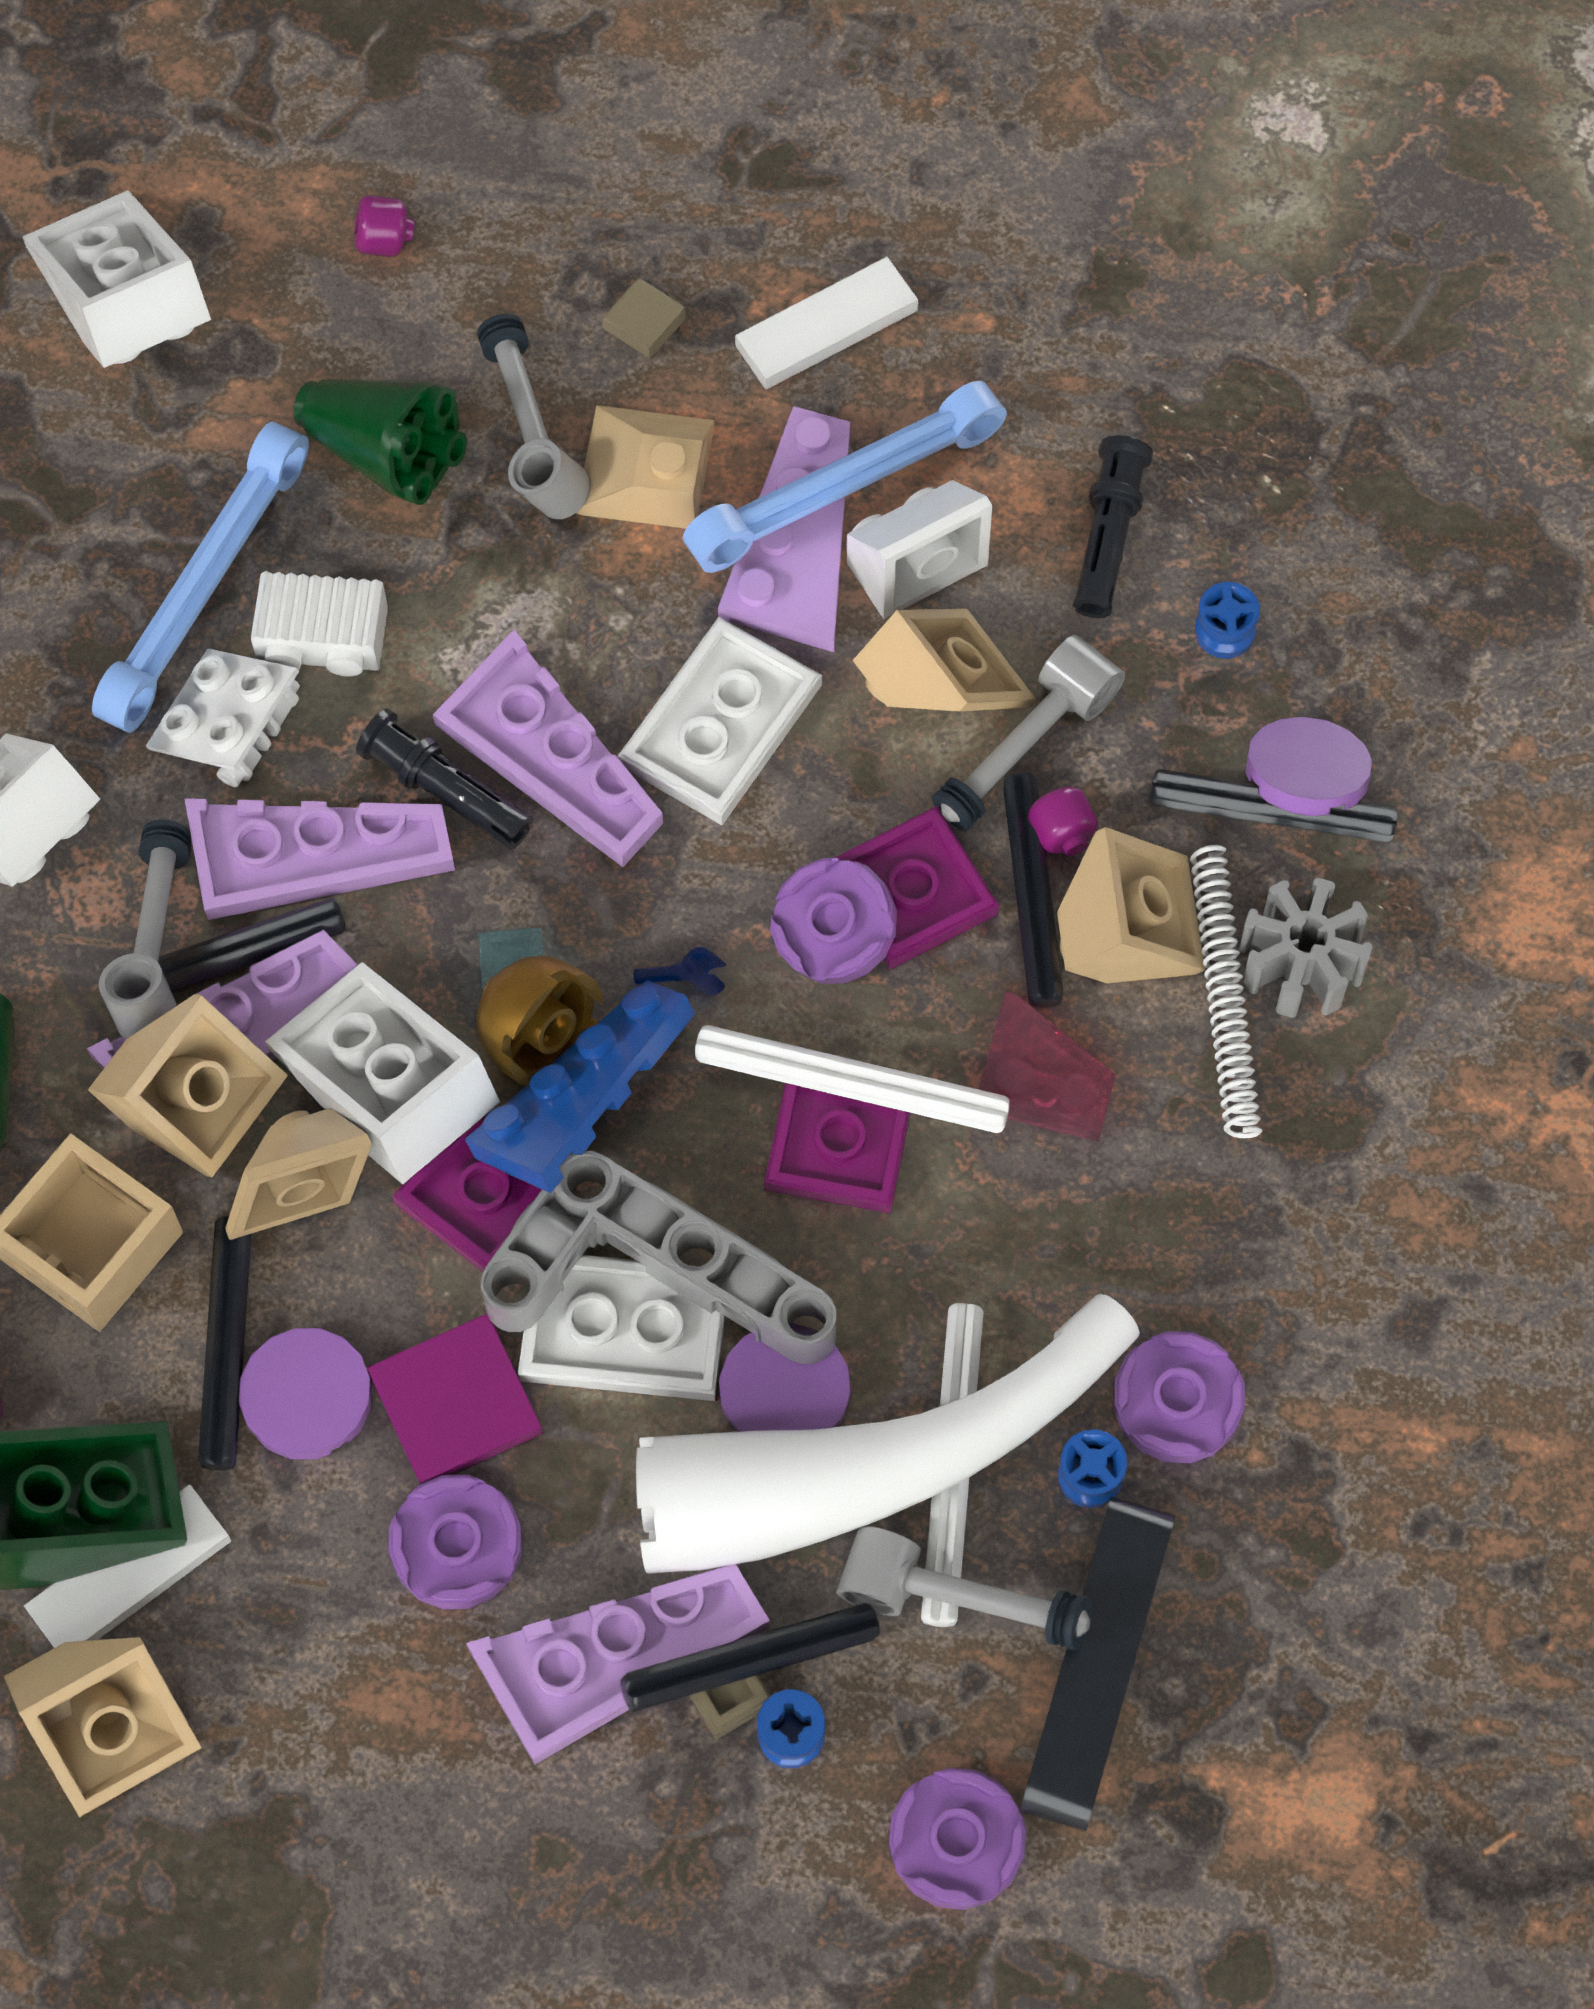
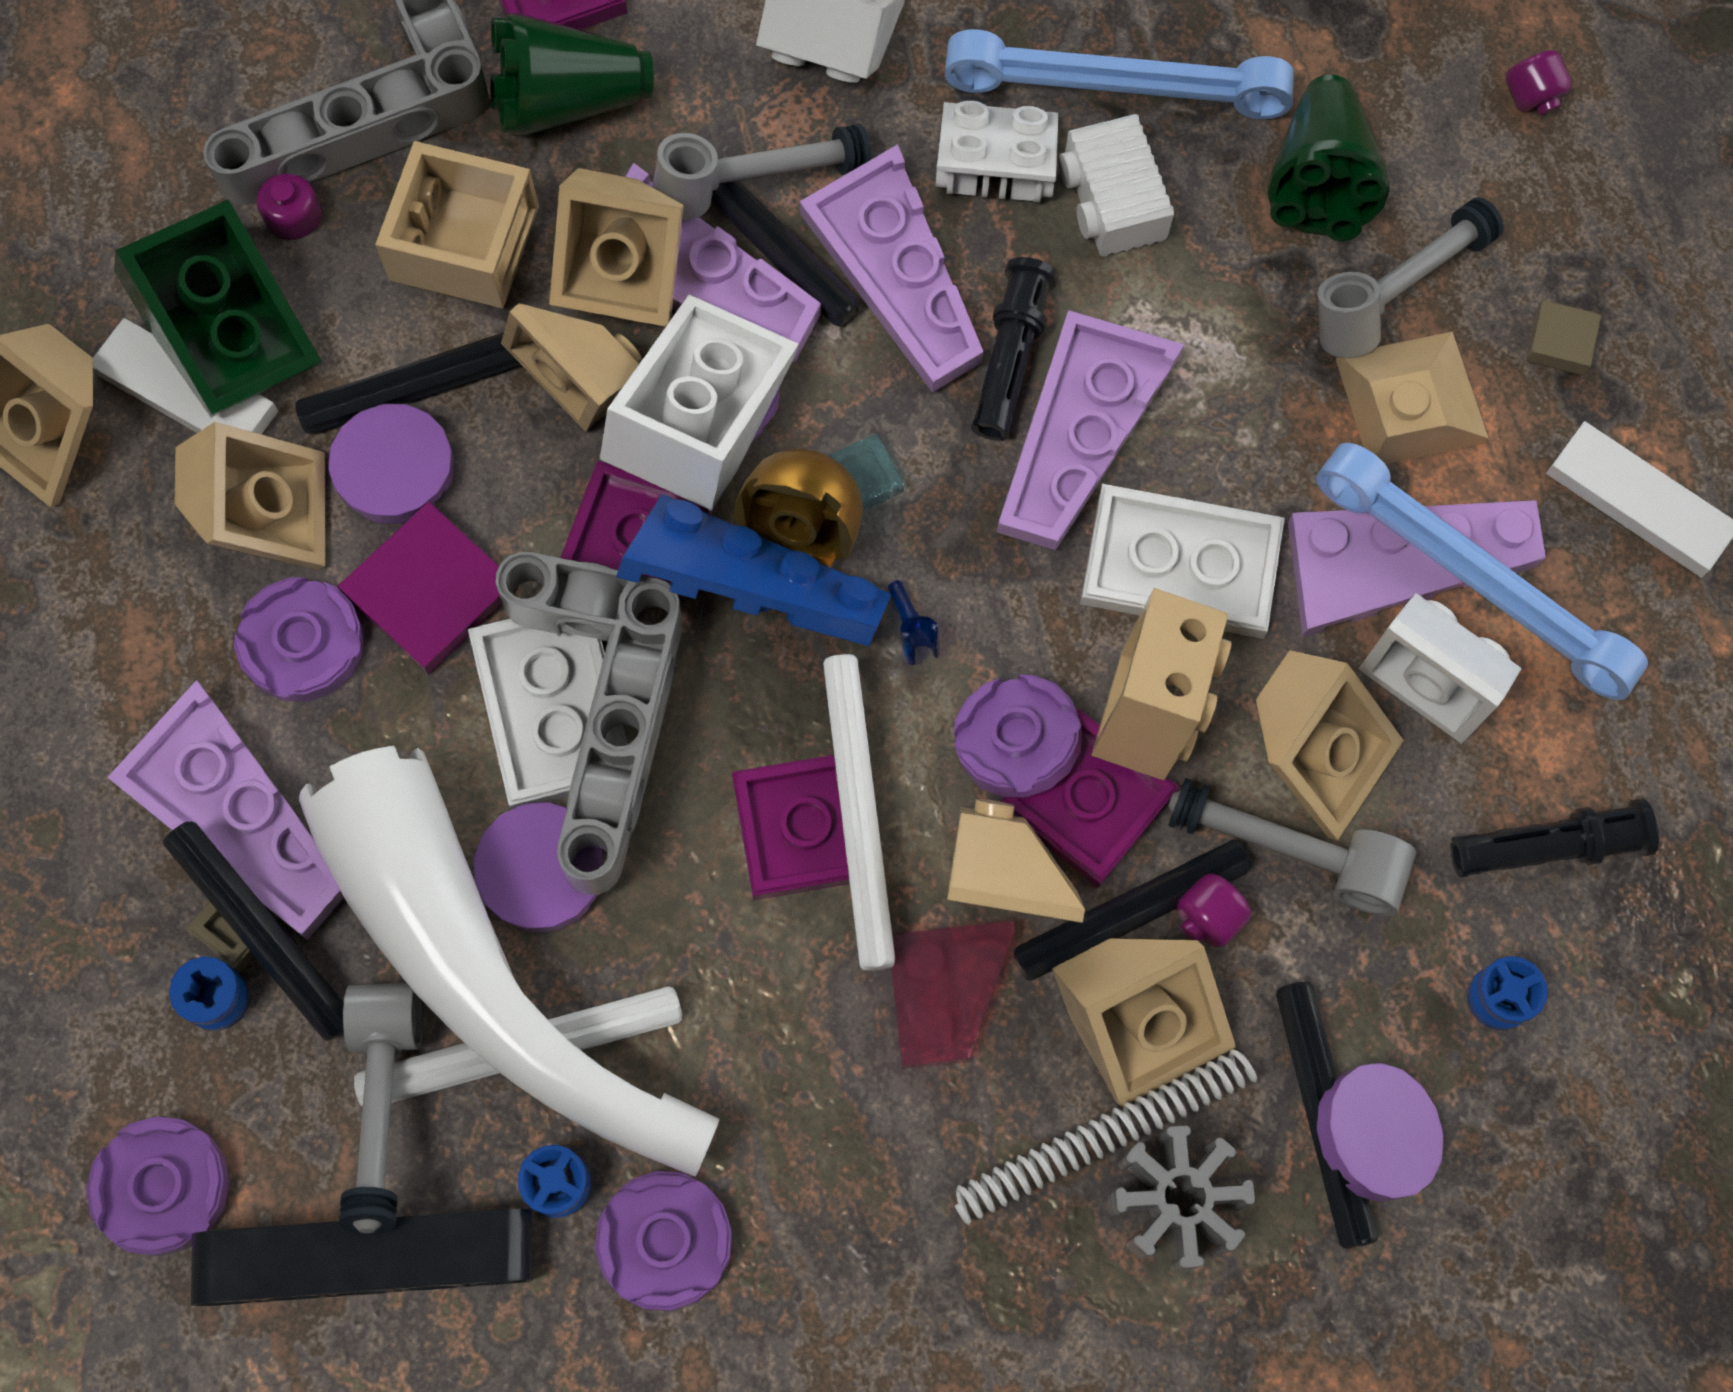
camera: 65 degrees right, 5 degrees up
(287, 1532) = (253, 494): none -> tan slope
(872, 757) = (1169, 645): none -> tan piece
(960, 968) = (1007, 866): none -> tan slope

